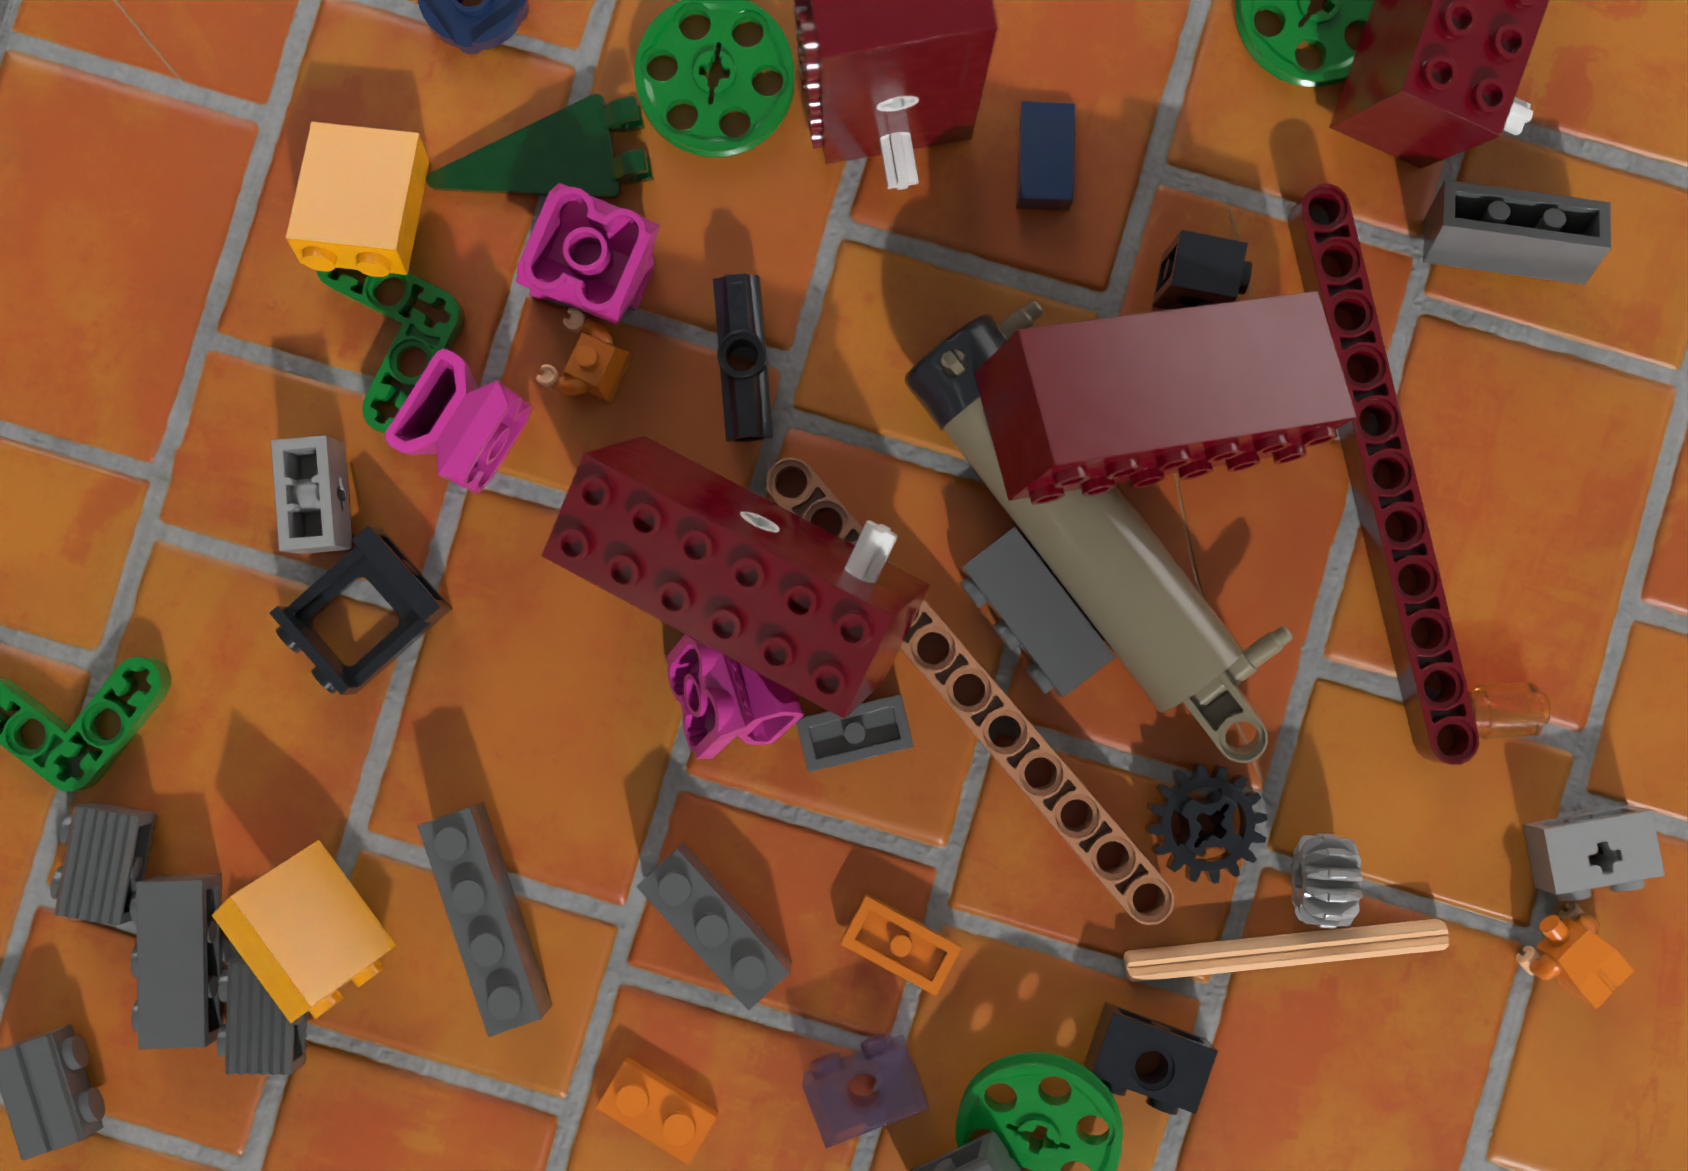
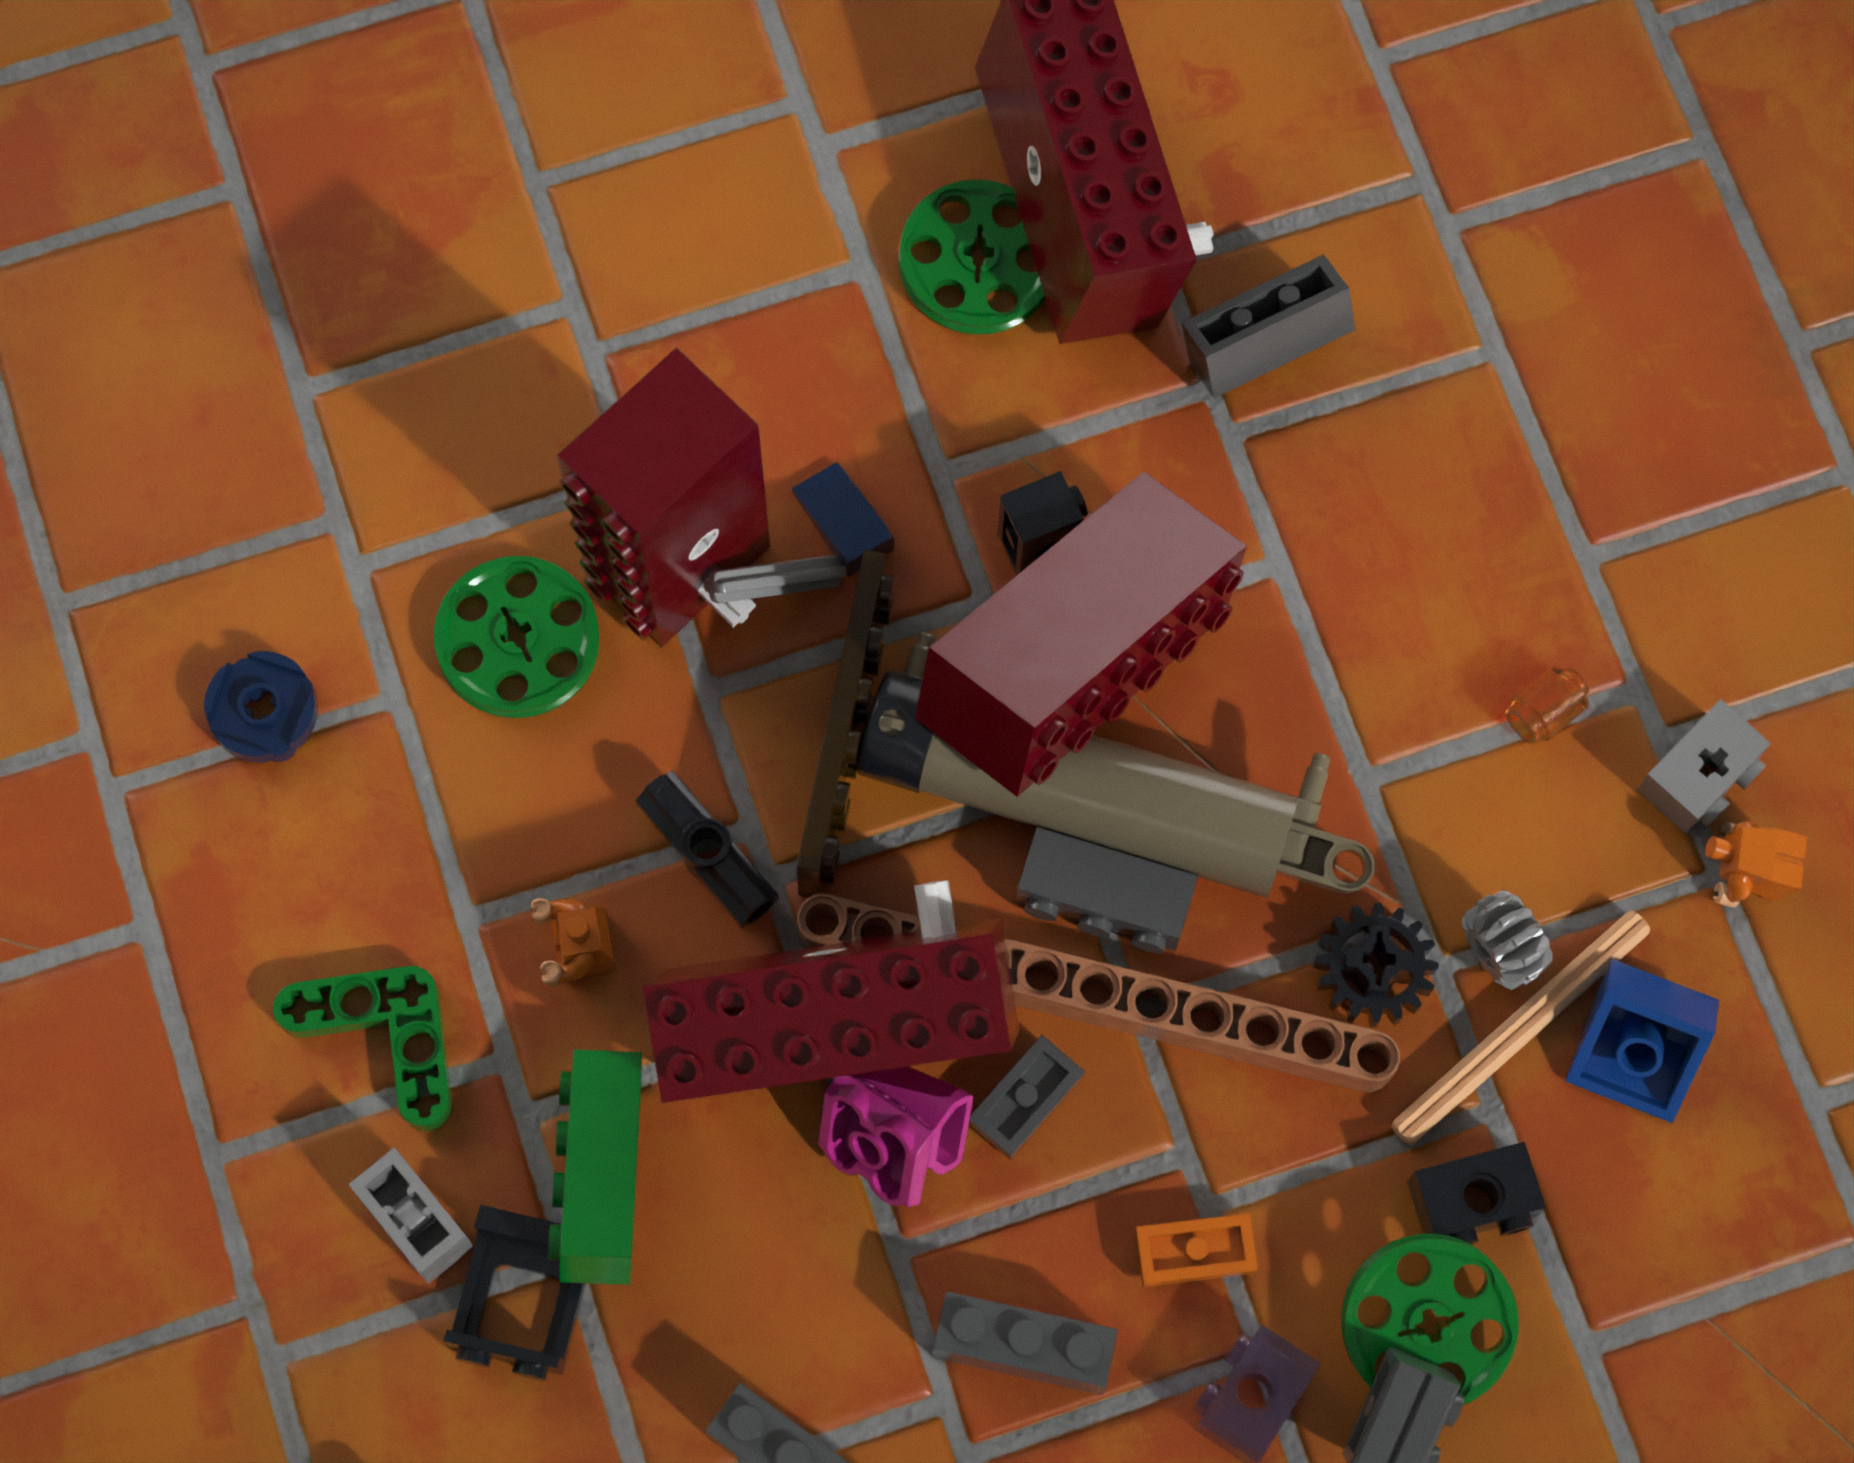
camera: 40 degrees left, 15 degrees down
(358, 199) = (281, 937): light orange brick -> none
(459, 422) = (503, 1059): dark pink piece -> none
(476, 562) = (599, 1168): none -> green brick
(560, 148) = (424, 792): dark green flag -> none
(588, 254) = (516, 848): dark pink piece -> none
(933, 321) = (849, 709): none -> dark brown plate
(948, 170) = (774, 579): none -> light grey axle
(1375, 1032) = (1643, 1040): none -> blue slope
(1401, 497) = (1318, 609): dark red beam -> none

